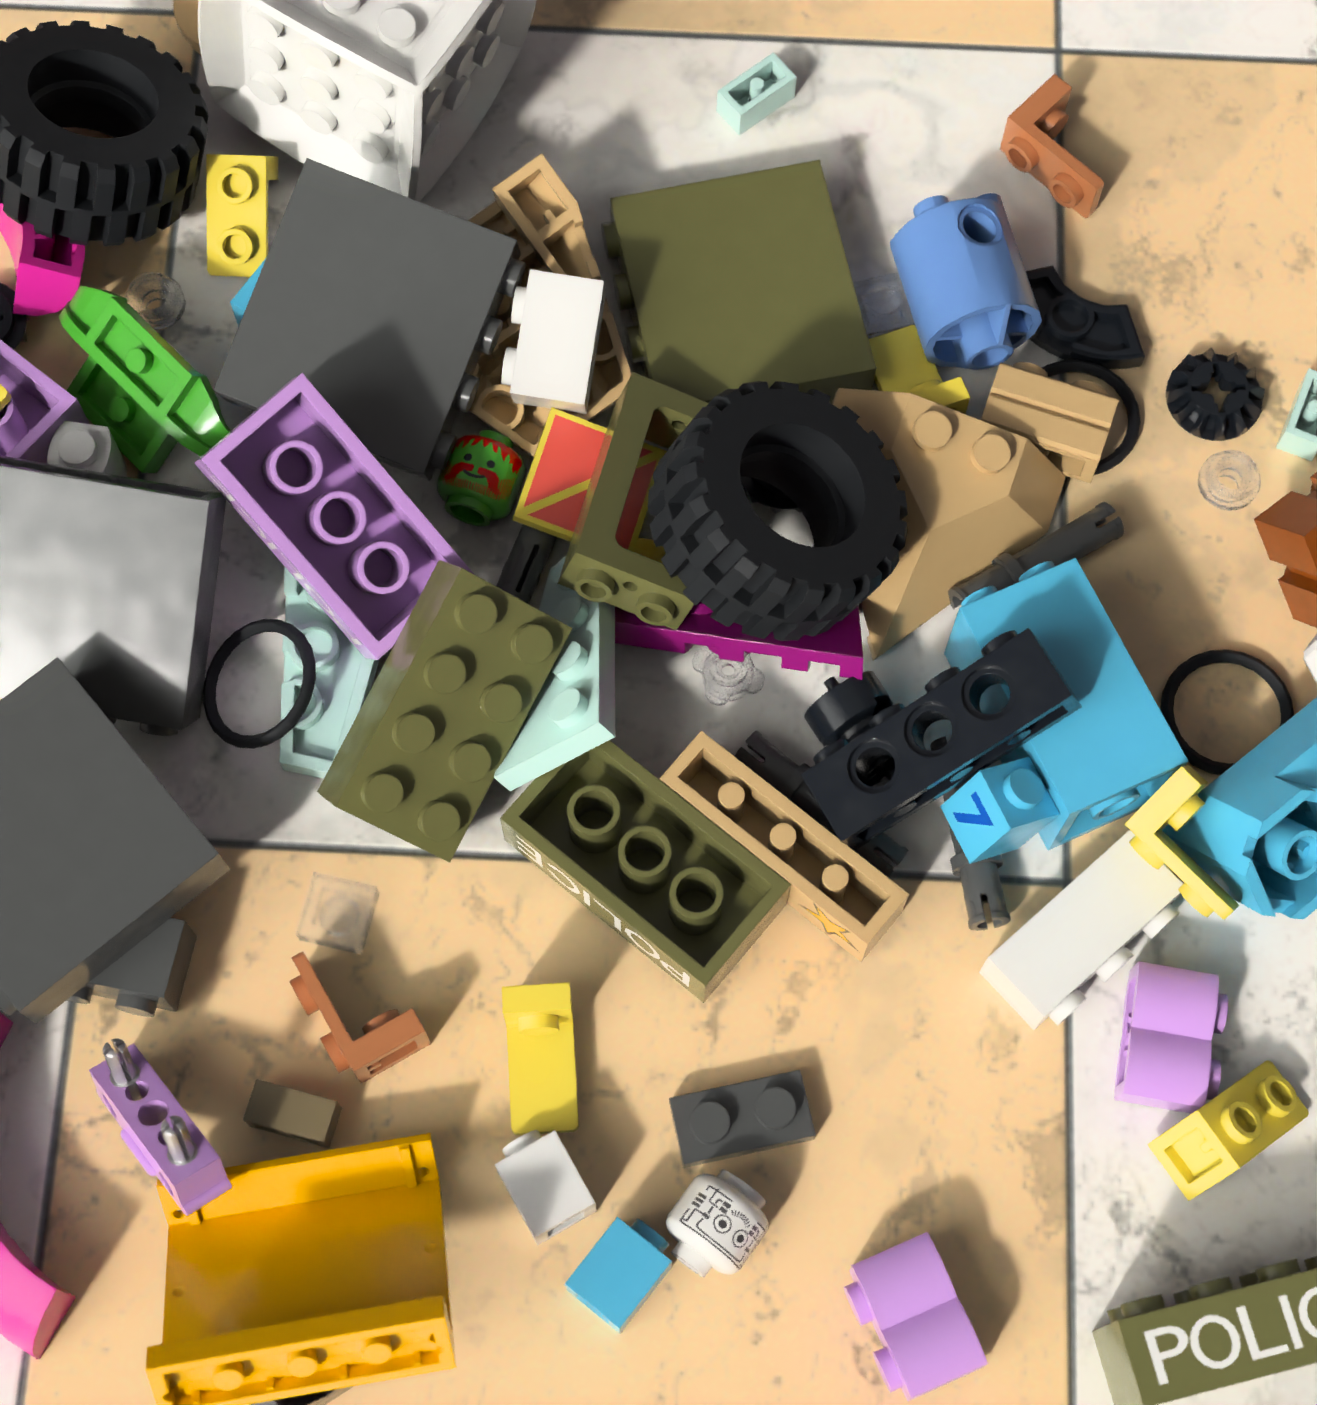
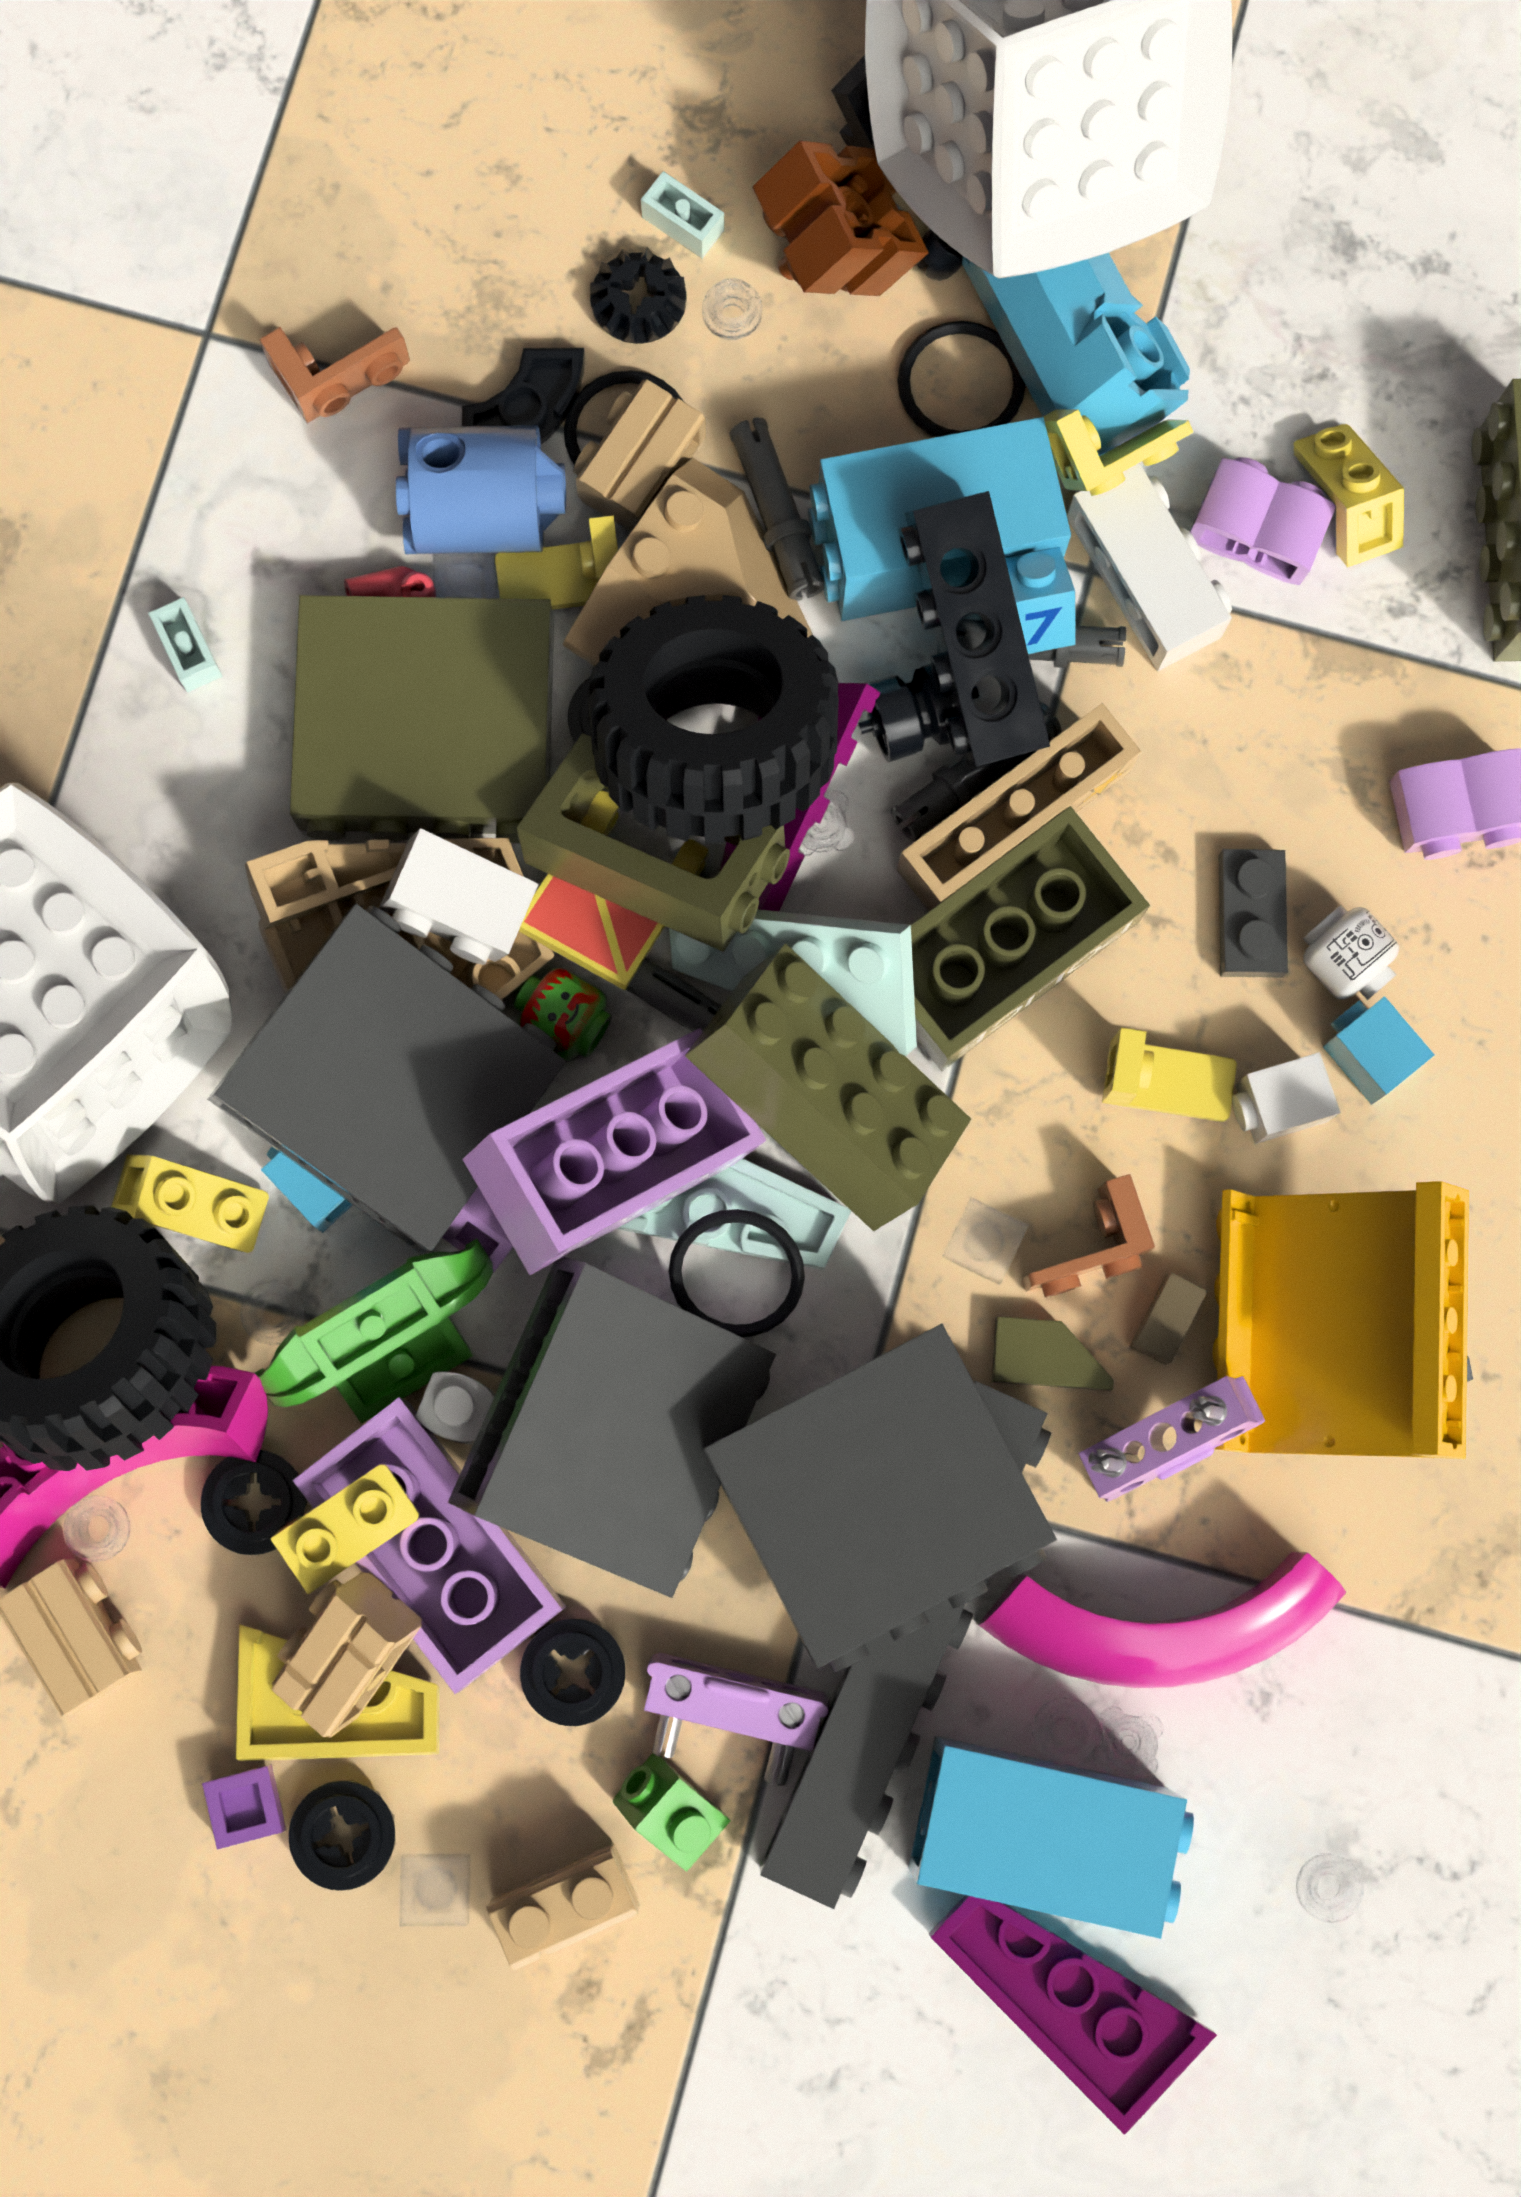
camera: 80 degrees left, 10 degrees up
(233, 998) = (1044, 1355): none -> olive tile
(858, 243) = (391, 583): none -> coral arm

